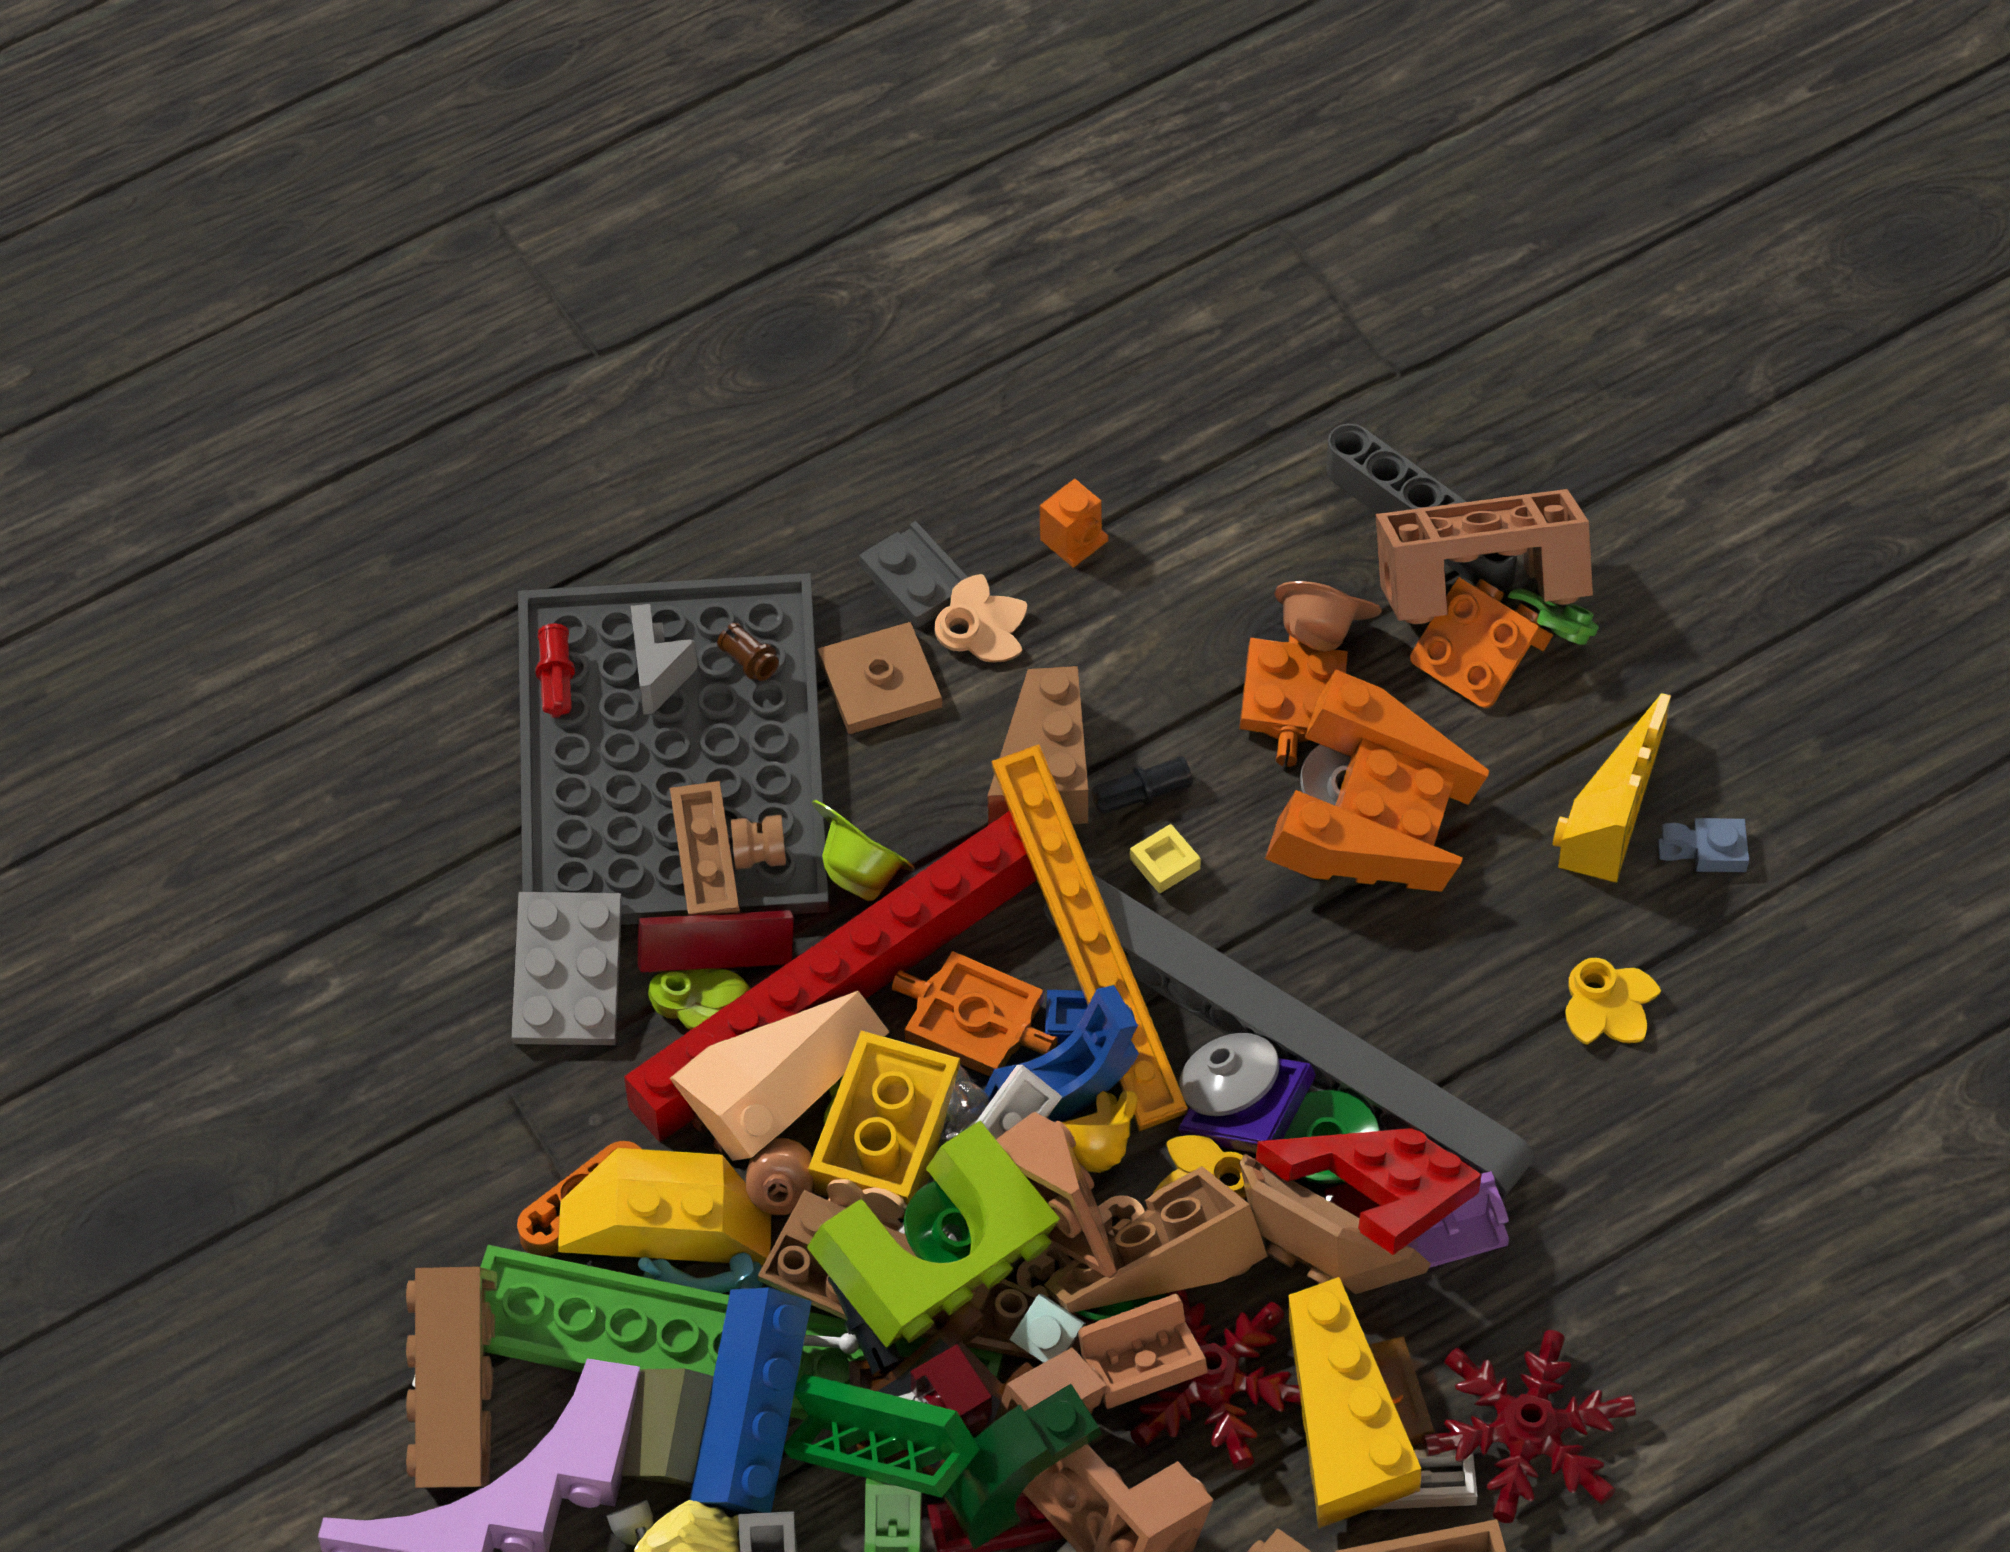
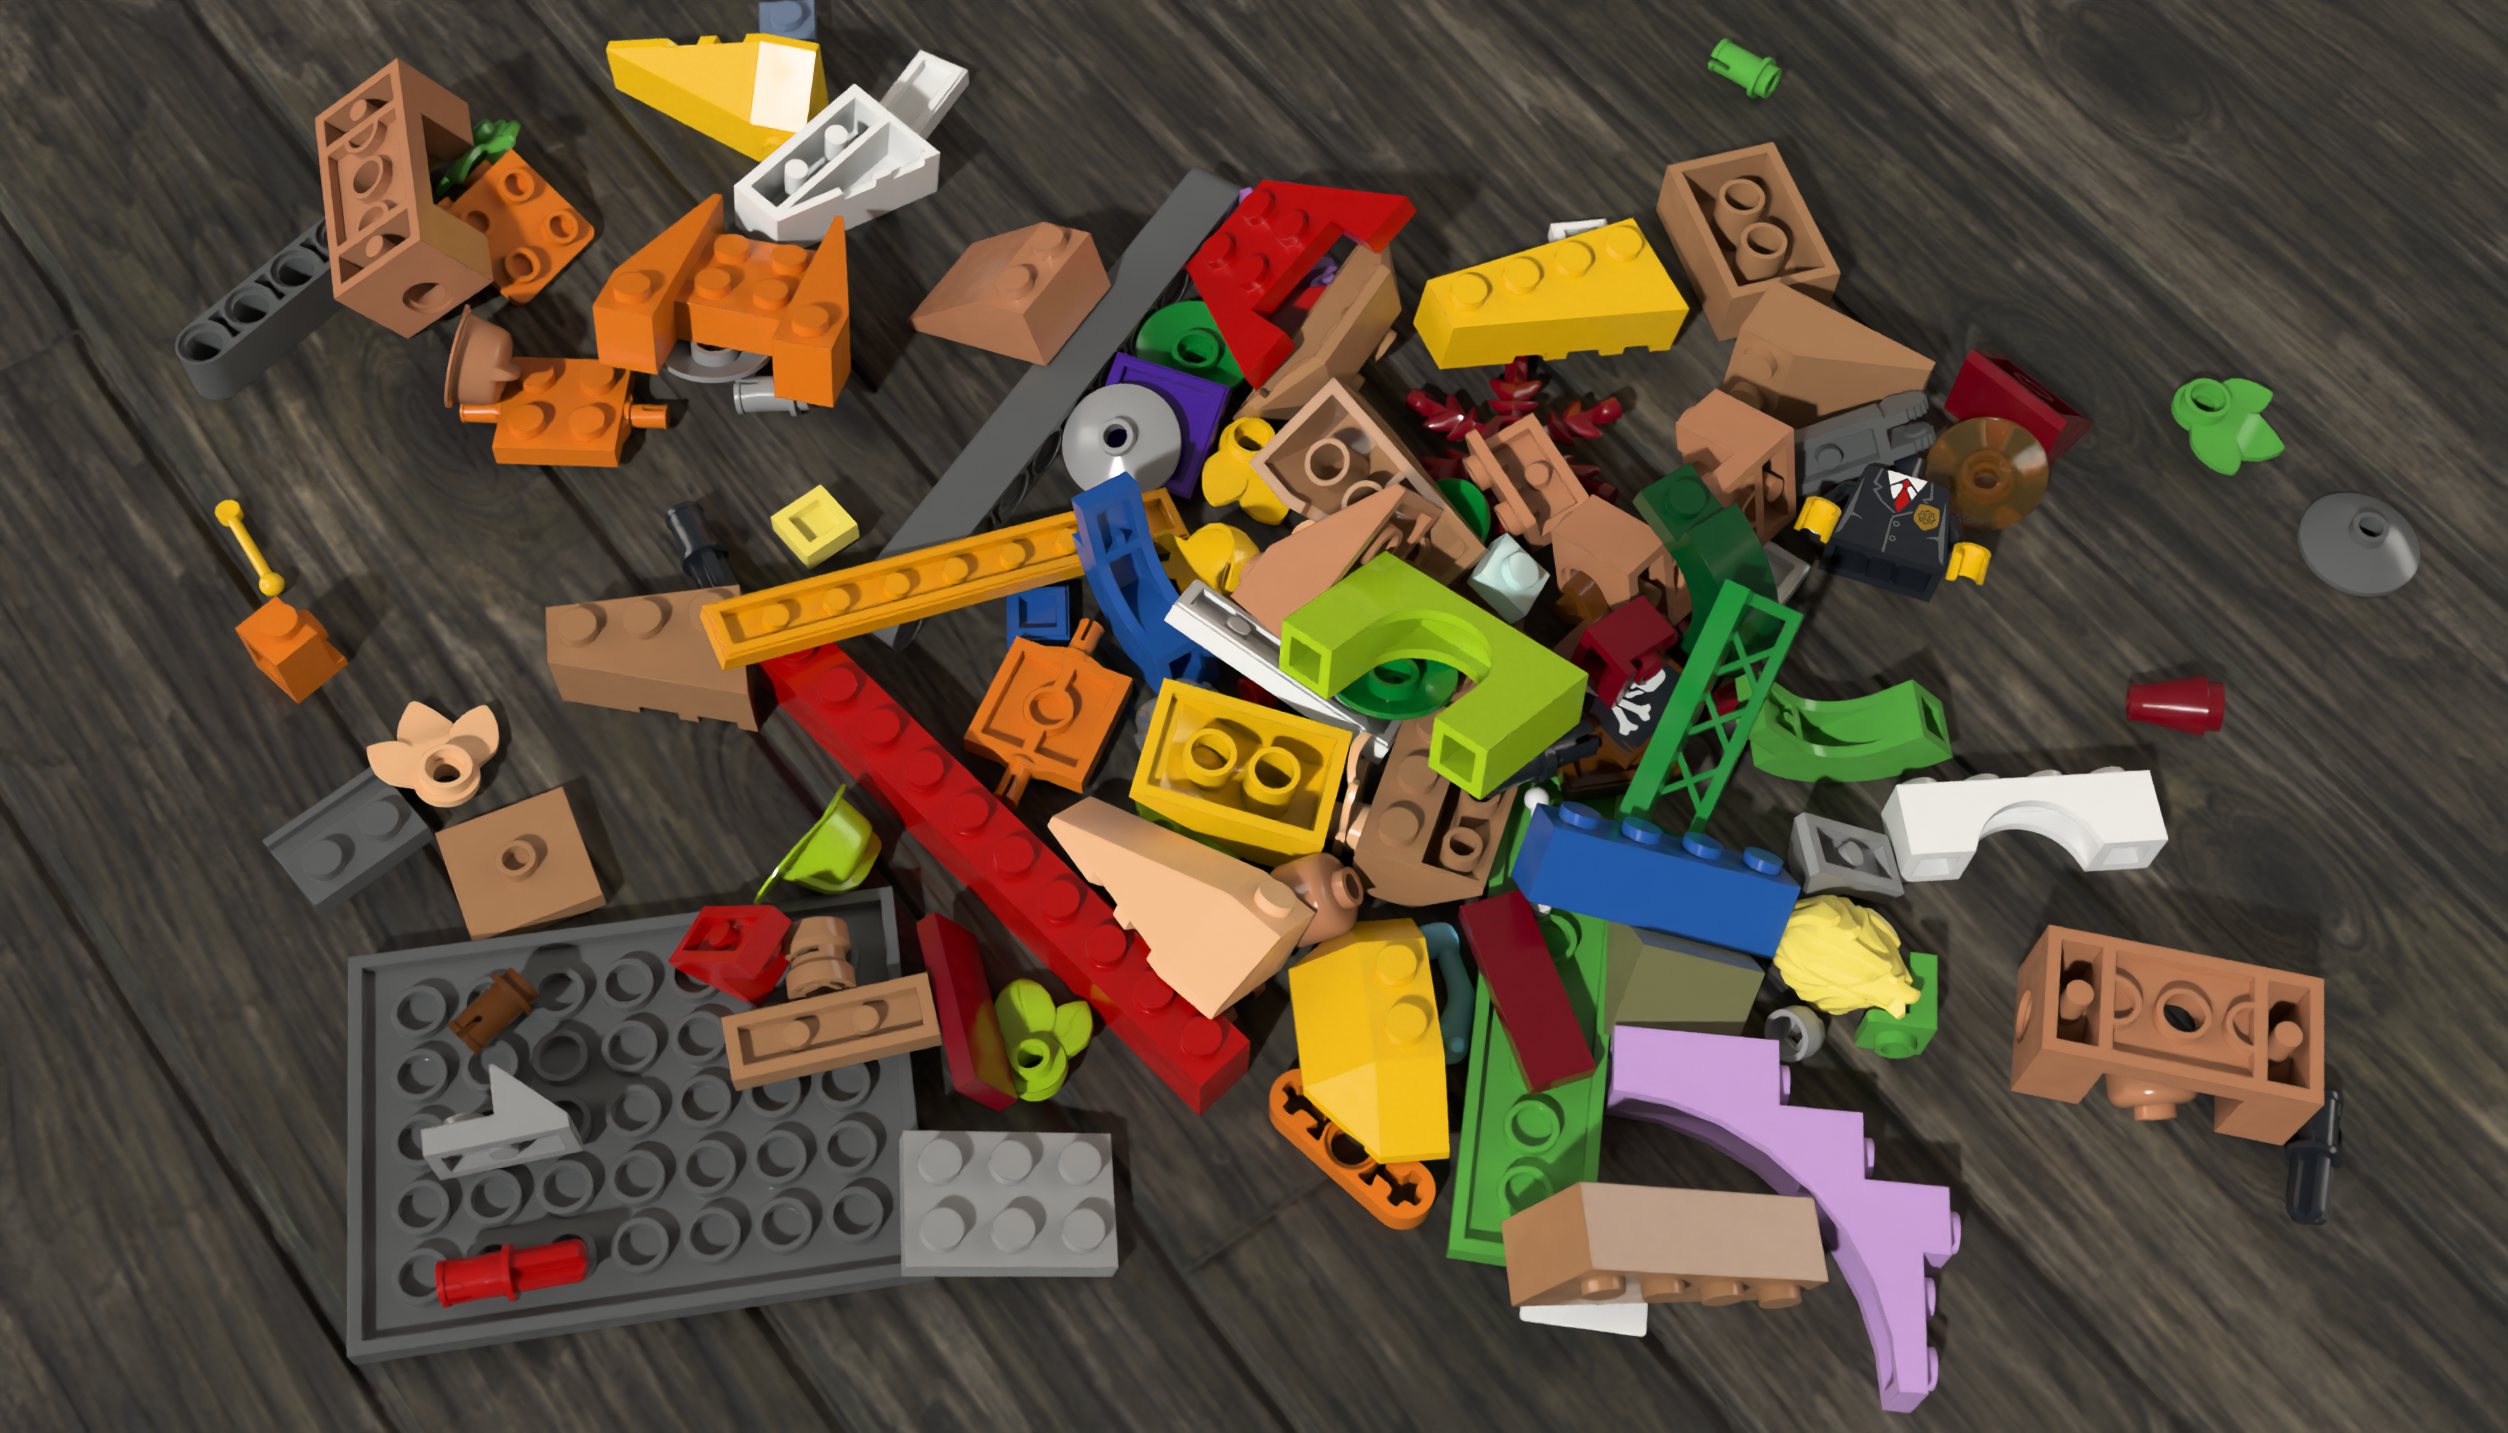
camera: 100 degrees left, 5 degrees up
(669, 1314) = (1526, 992): none -> dark red tile
(774, 789) = (735, 950): none -> red slope
(1212, 484) = (230, 514): none -> yellow hinge
(1377, 993) = (1017, 292): none -> nougat slope
(1524, 865) = (842, 163): none -> white wedge
(1529, 1426) = (1522, 170): dark red piece -> none
(1609, 1009) = (993, 120): yellow plate -> none
(1631, 942) = (925, 92): none -> white tile

